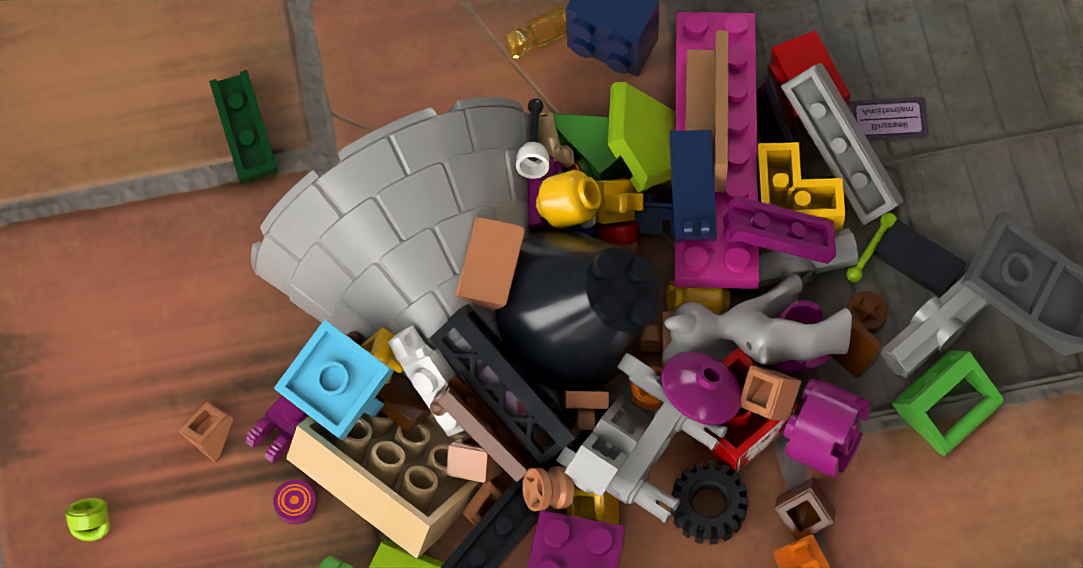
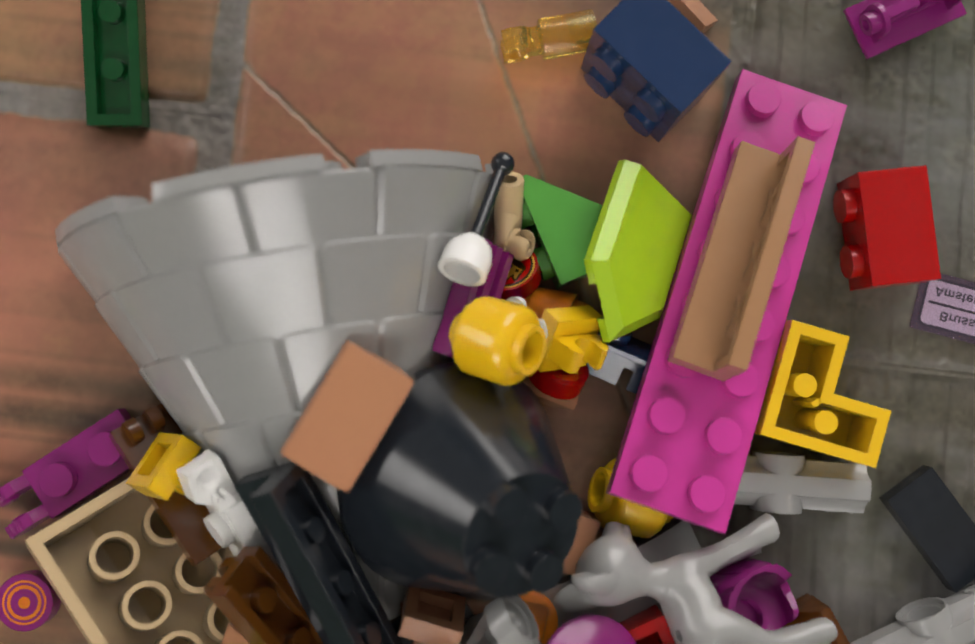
camera: 10 degrees right, 20 degrees up
(335, 380) = (84, 501): medium azure bracket -> none
(692, 185) = (682, 372): dark blue hinge -> none
(773, 114) = (821, 280): black tile -> none
(779, 229) = (778, 468): magenta hinge -> none
(842, 143) = (902, 339): light grey slope -> none
(854, 273) = (912, 459): lime hinge -> none
(868, 310) = (844, 581): reddish brown tile -> none

